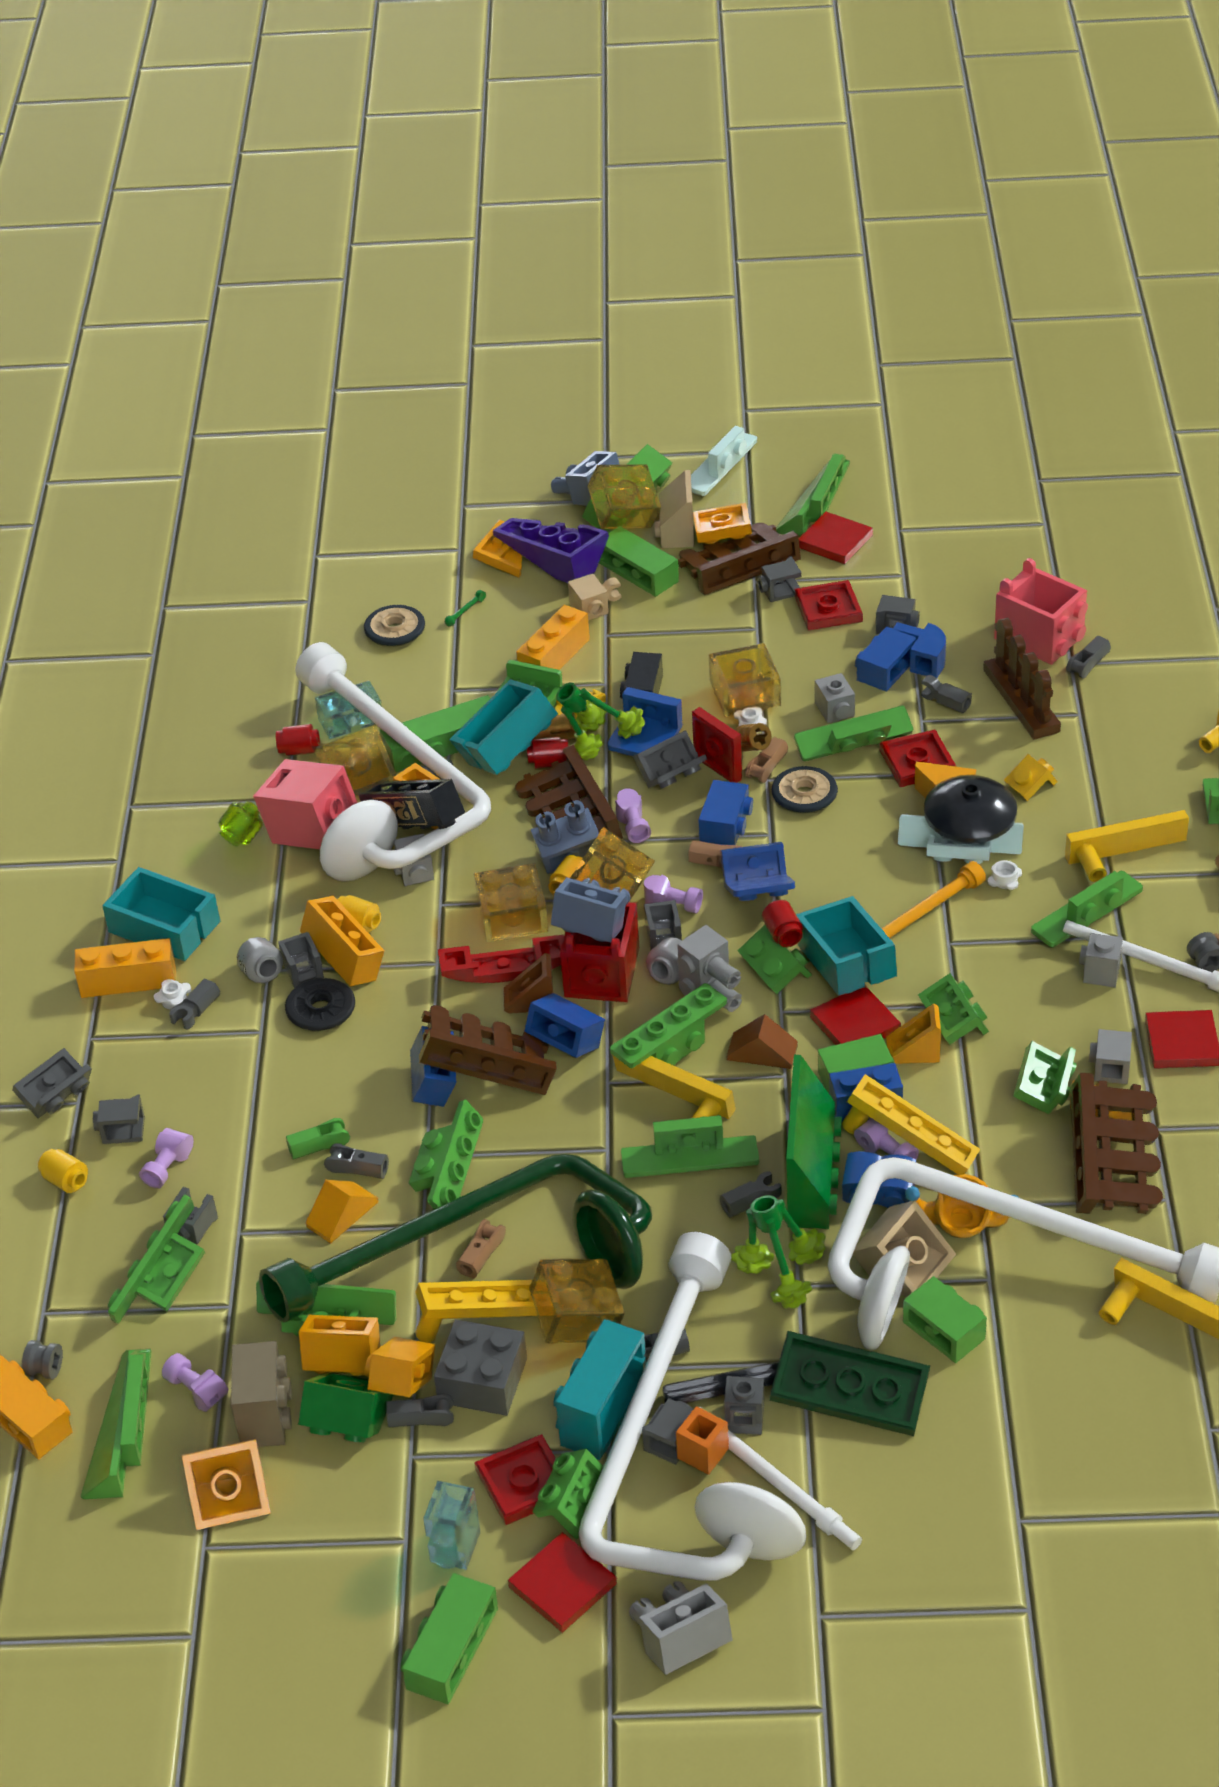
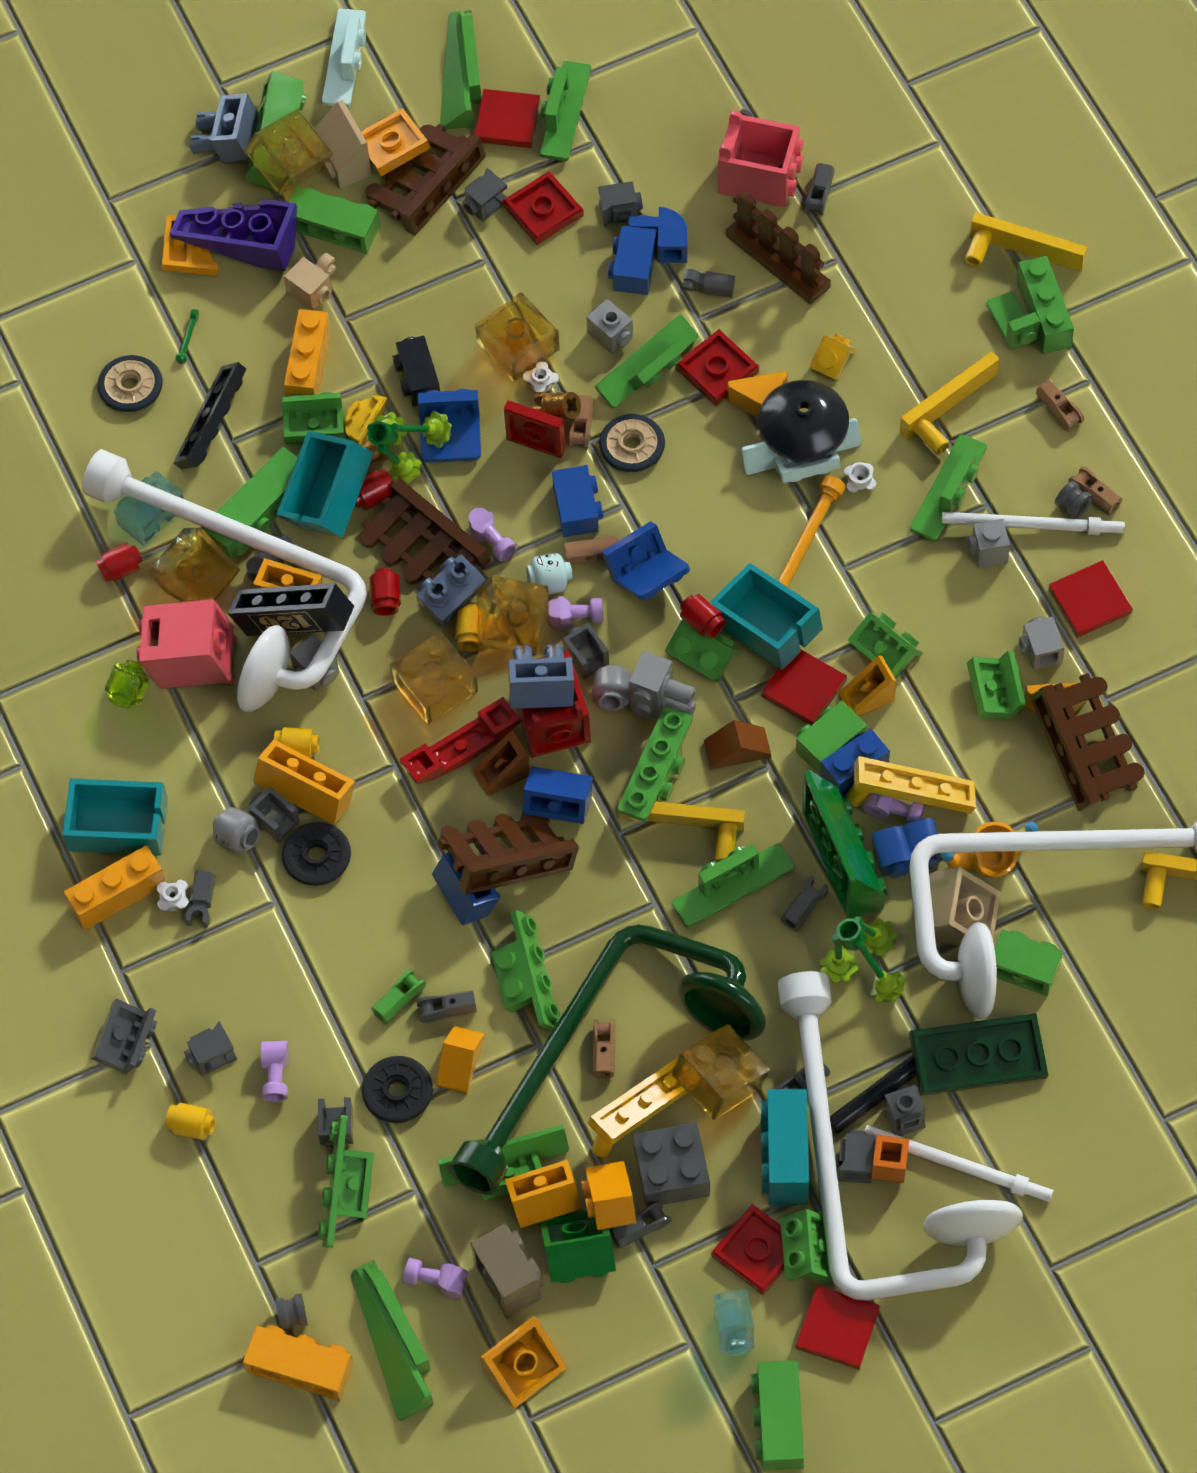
camera: 25 degrees left, 20 degrees up
(258, 1230) = (397, 1108): none -> black wheel
(436, 669) = (210, 415): none -> black plate
(510, 828) = (385, 592): none -> red brick
(667, 855) = (549, 571): none -> light aqua head
(669, 759) = (494, 459): dark grey bracket -> none
(683, 1627) = (960, 1331): light grey brick -> none
(886, 539) = (563, 109): none -> bright green bracket

